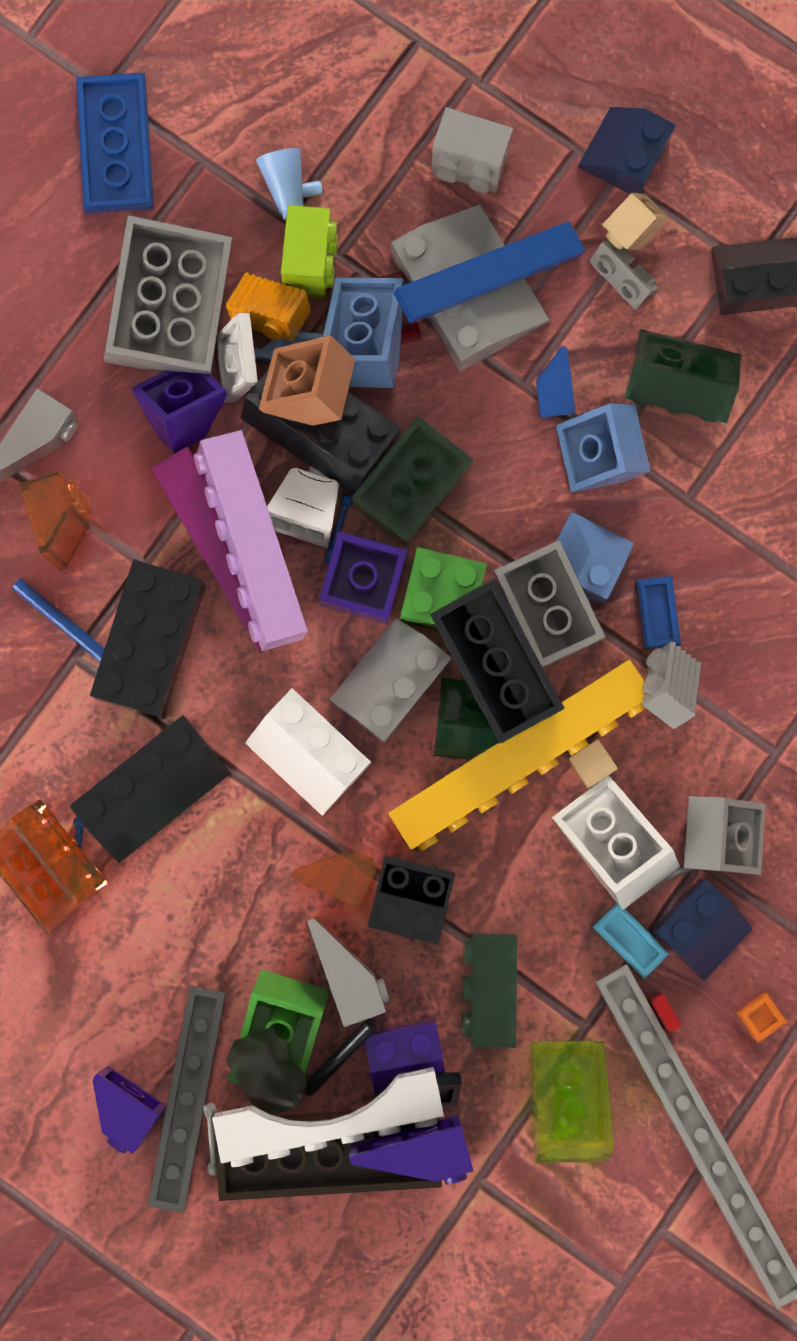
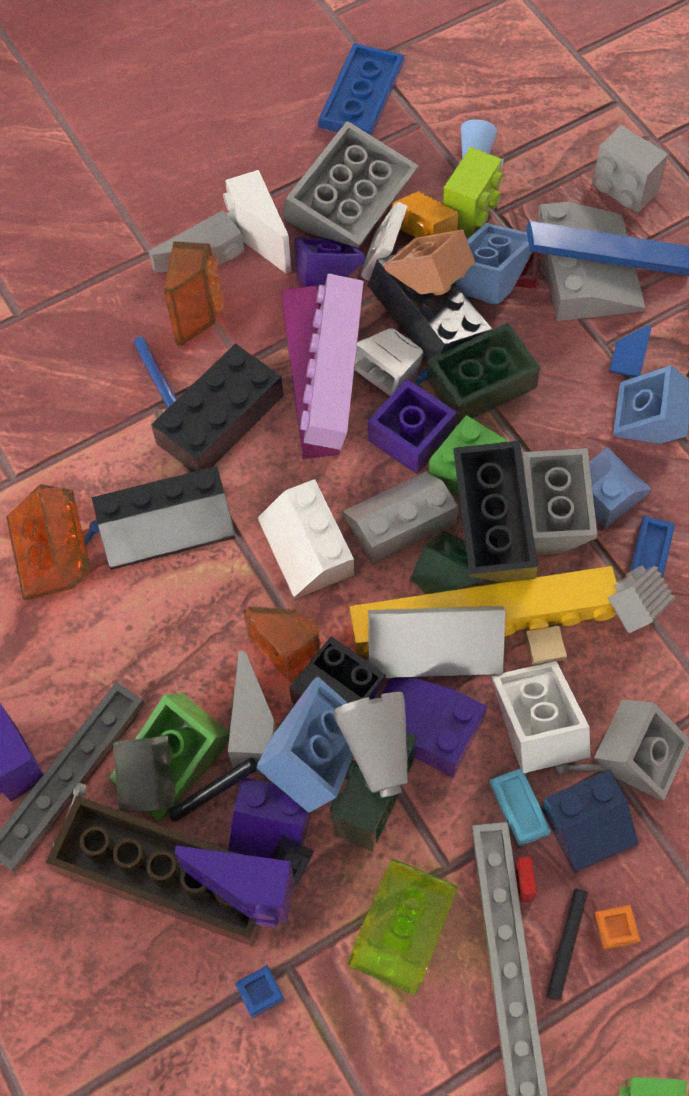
camera: 30 degrees right, 20 degrees down
(72, 378) = (258, 218): none -> white slope
(252, 1132) = (101, 808): white arch -> none
(424, 986) = (308, 750): none -> medium blue slope
(464, 1216) = (259, 991): none -> blue tile
(486, 963) = (377, 740): none -> light grey cone
(489, 814) = (437, 641): none -> light grey tile
(508, 895) = (441, 721): none -> dark purple slope
(722, 1052) = (567, 944): none -> black bar

